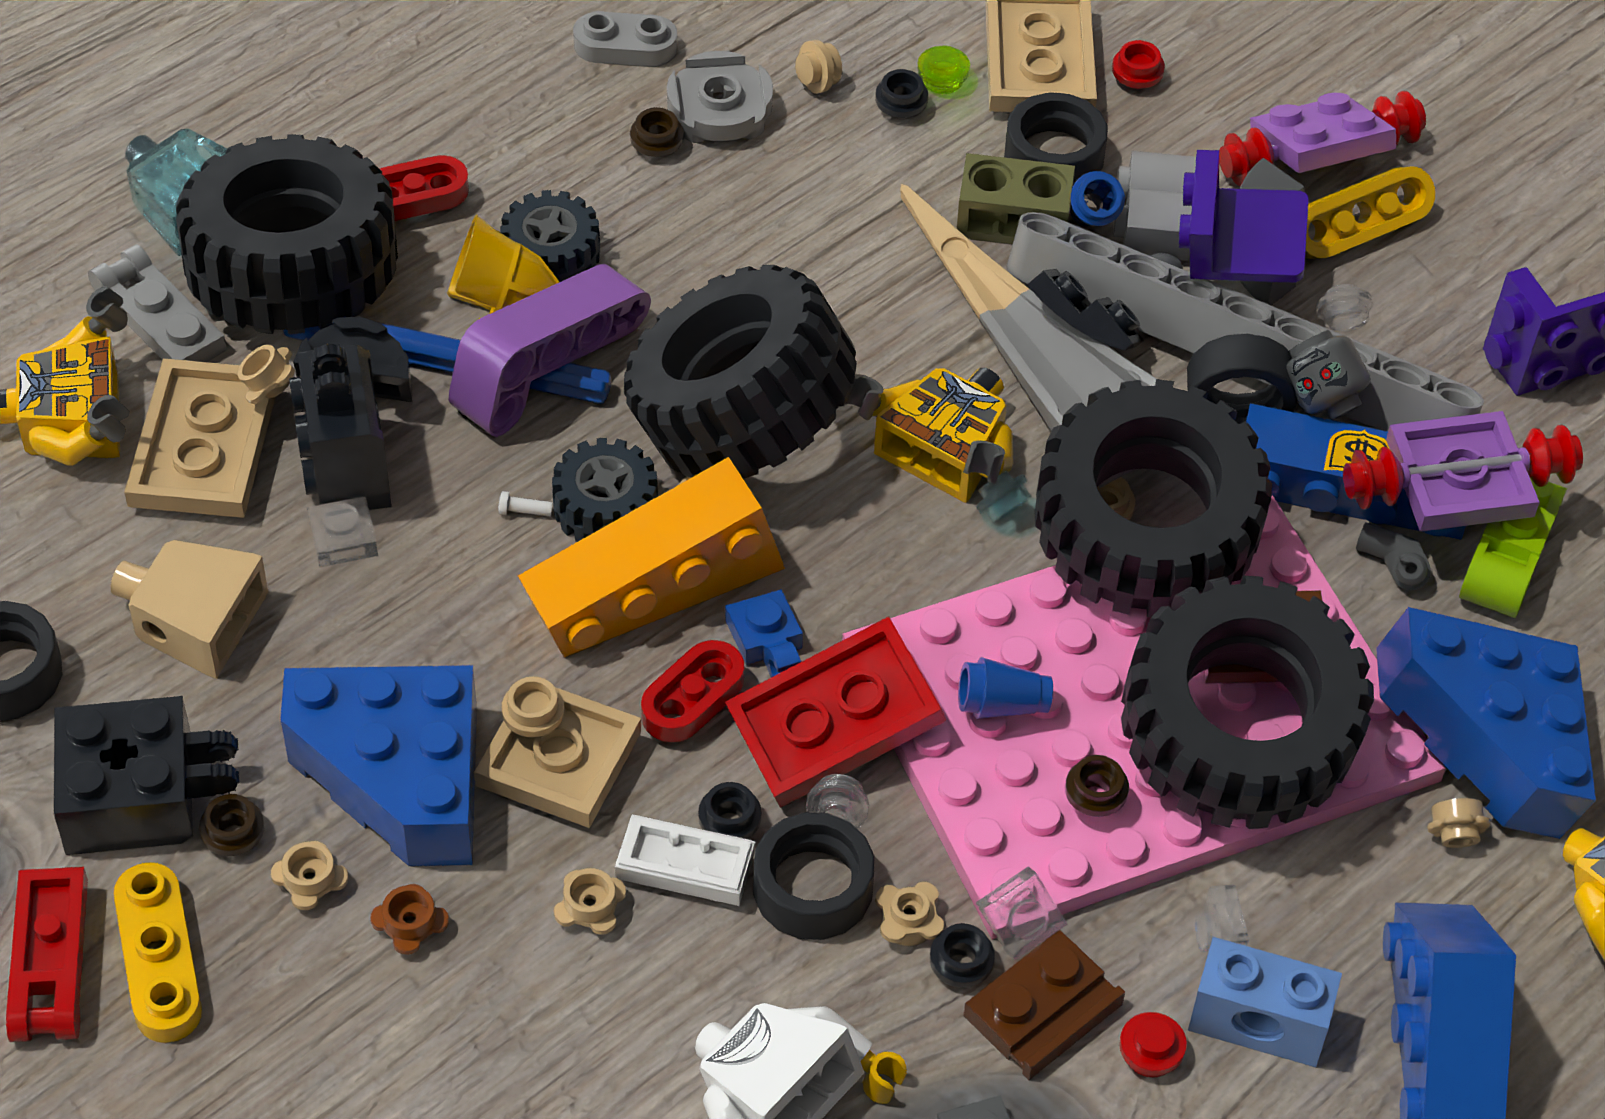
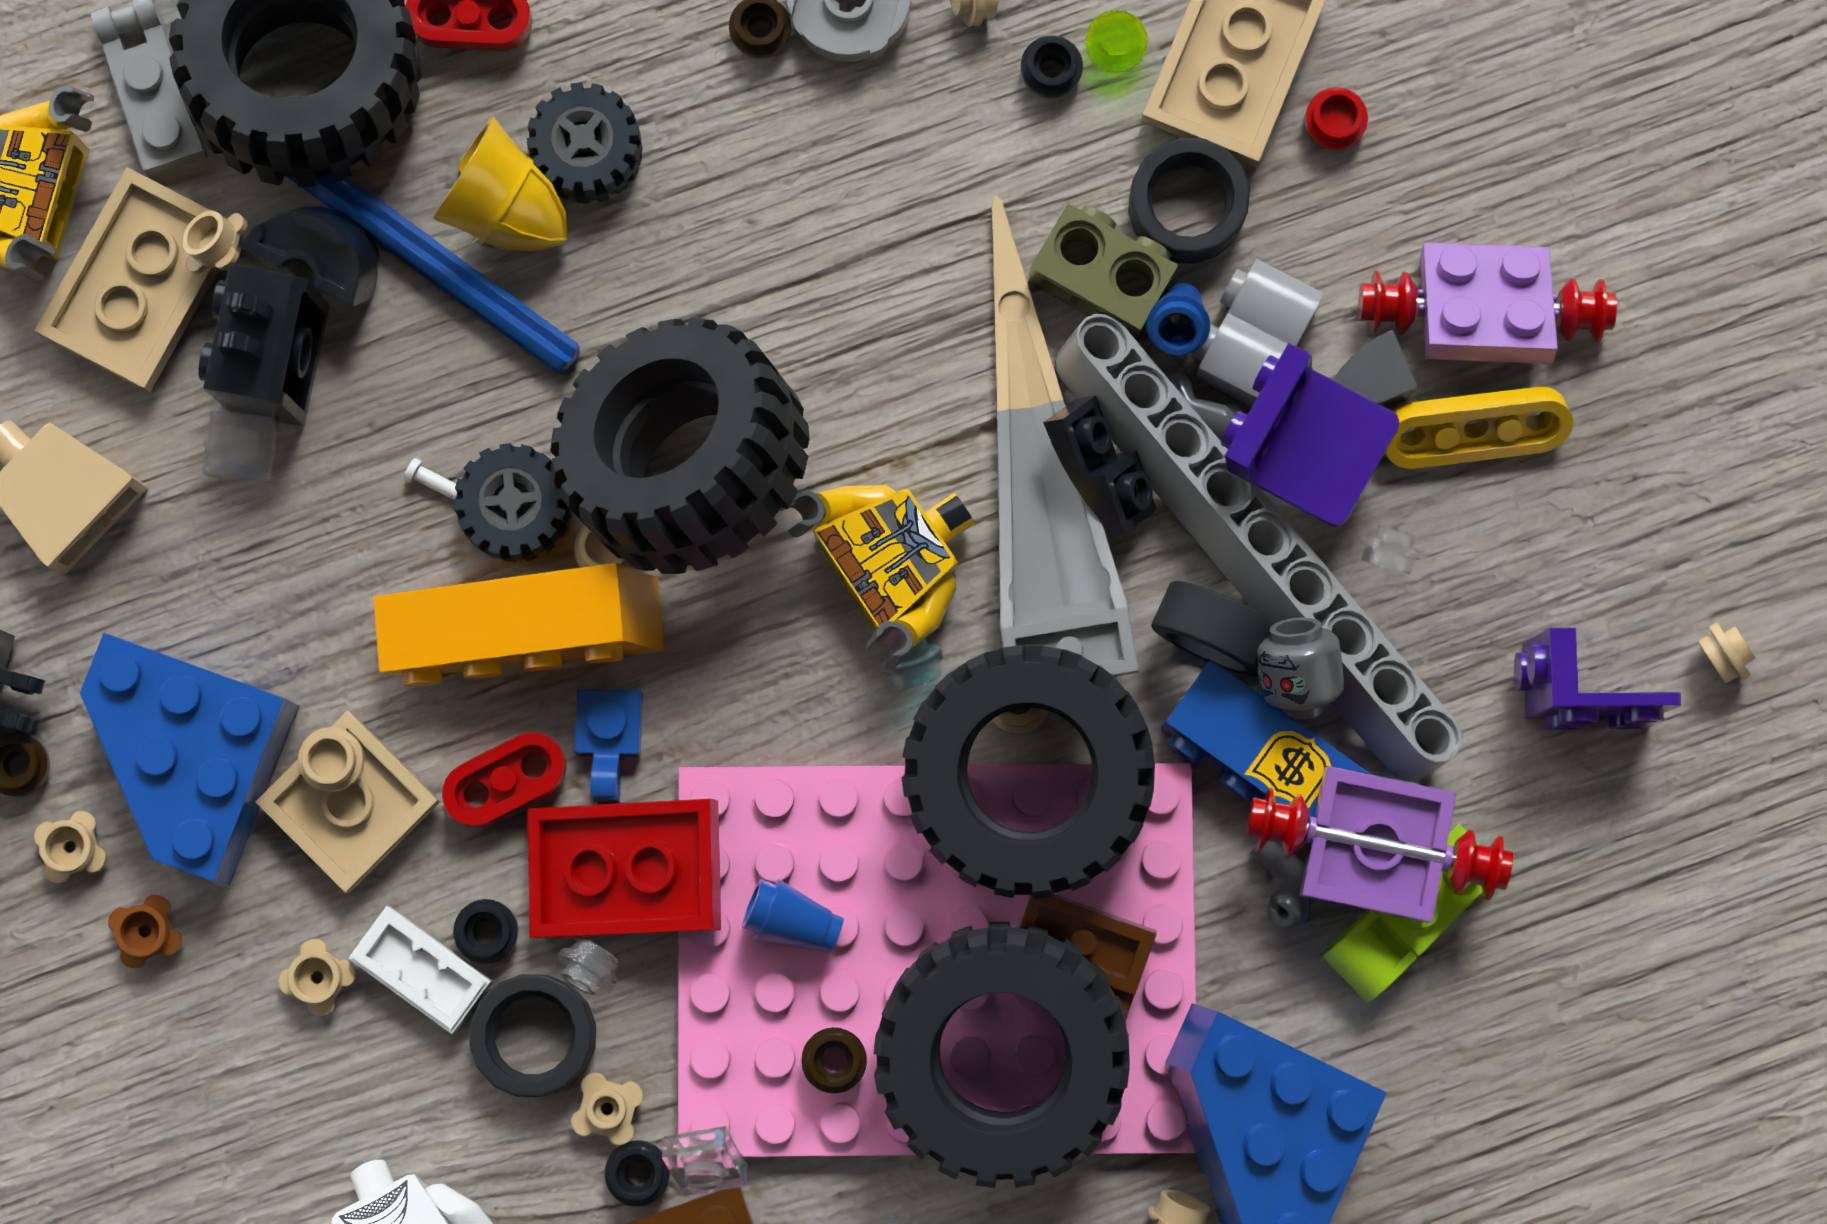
camera: 25 degrees right, 30 degrees up
(537, 336) = (522, 287): medium lavender beam -> none

